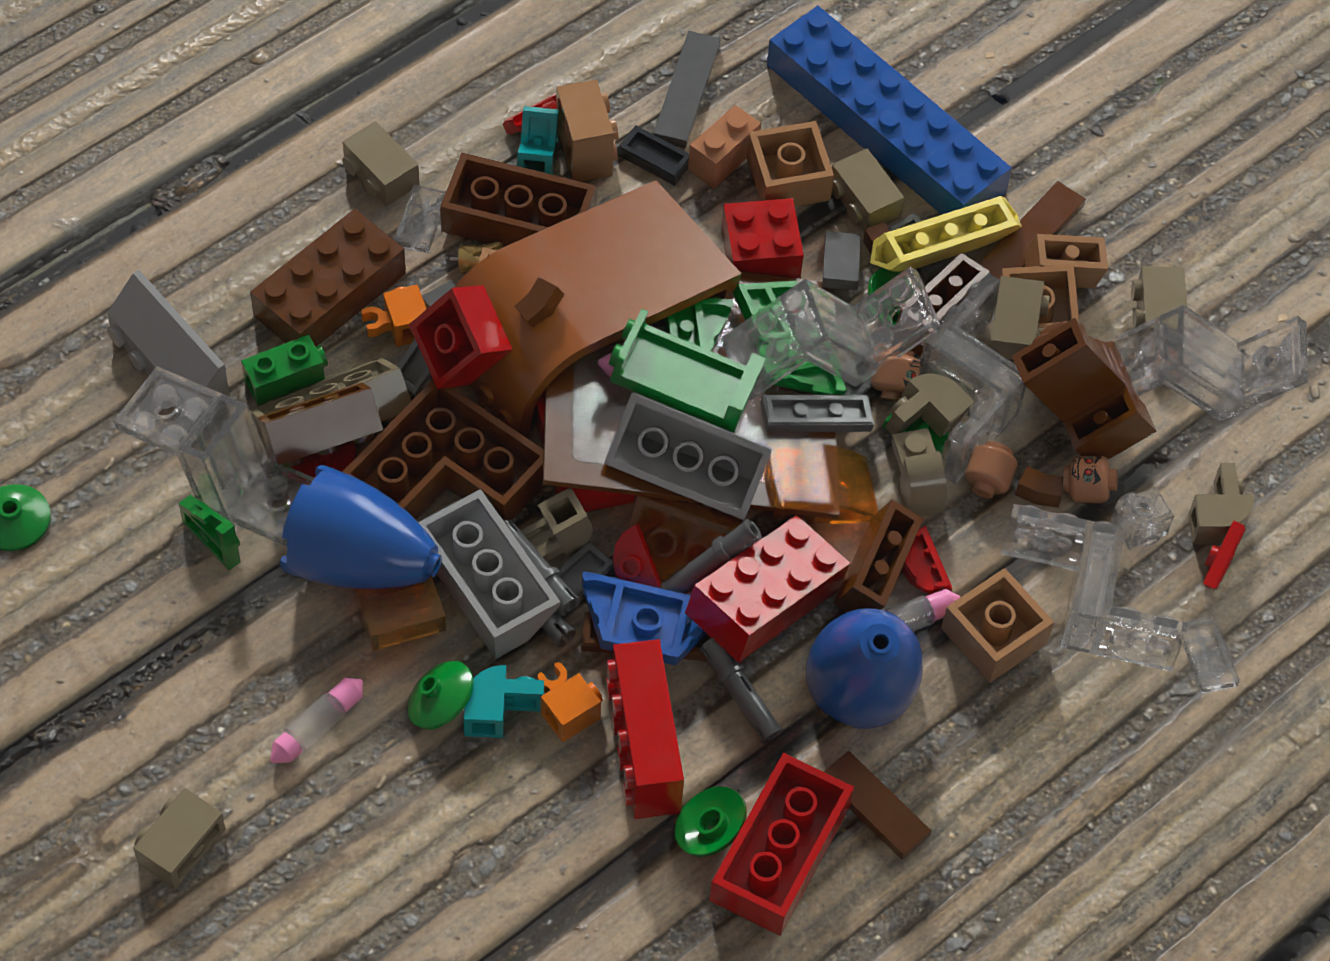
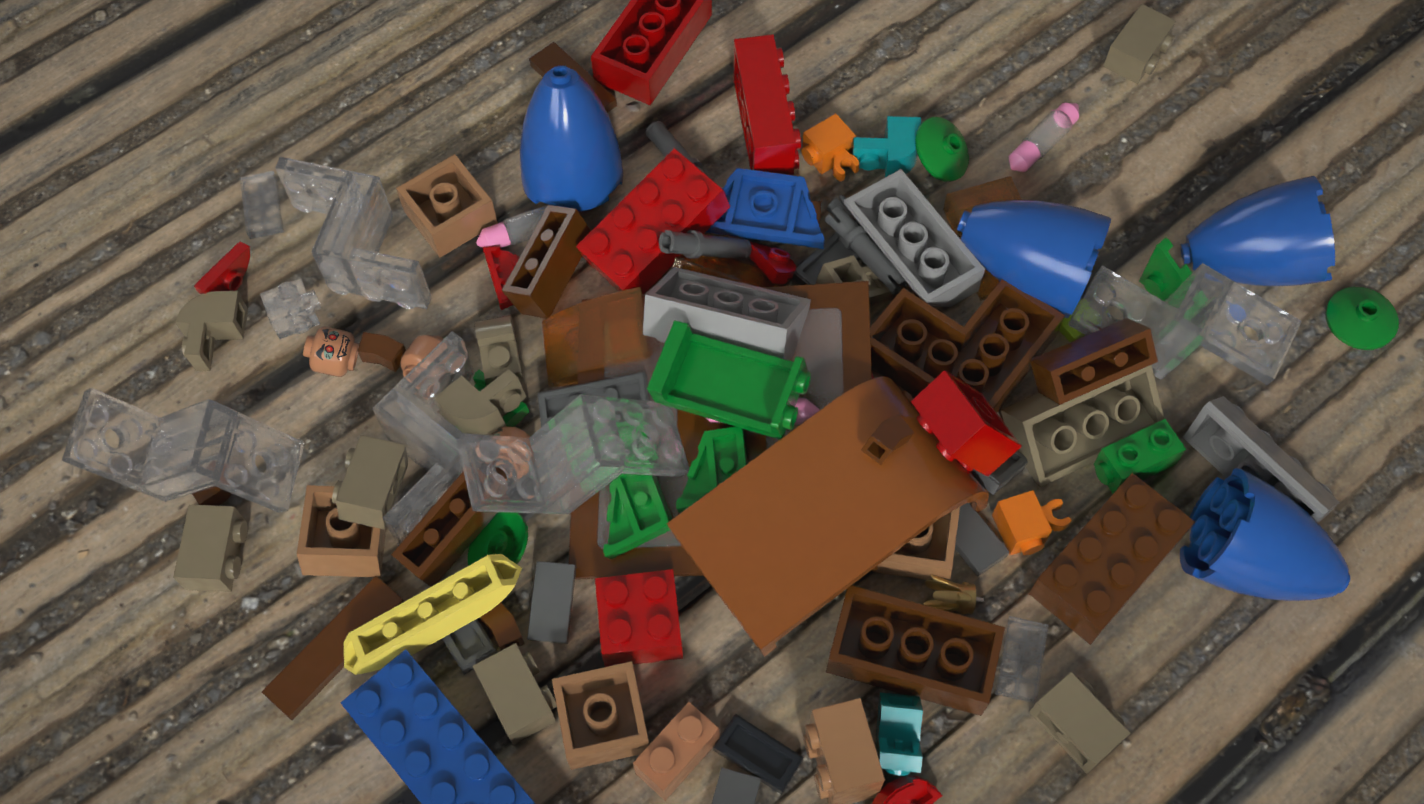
camera: 175 degrees left, 5 degrees up
(104, 568) = (1267, 237): none -> blue cylinder
(201, 275) = (1261, 543): none -> blue cylinder
(710, 821) = (708, 56): green dish -> none
(1084, 252) = (302, 586): medium nougat brick -> none
(1085, 388) = (316, 411): reddish brown brick -> none

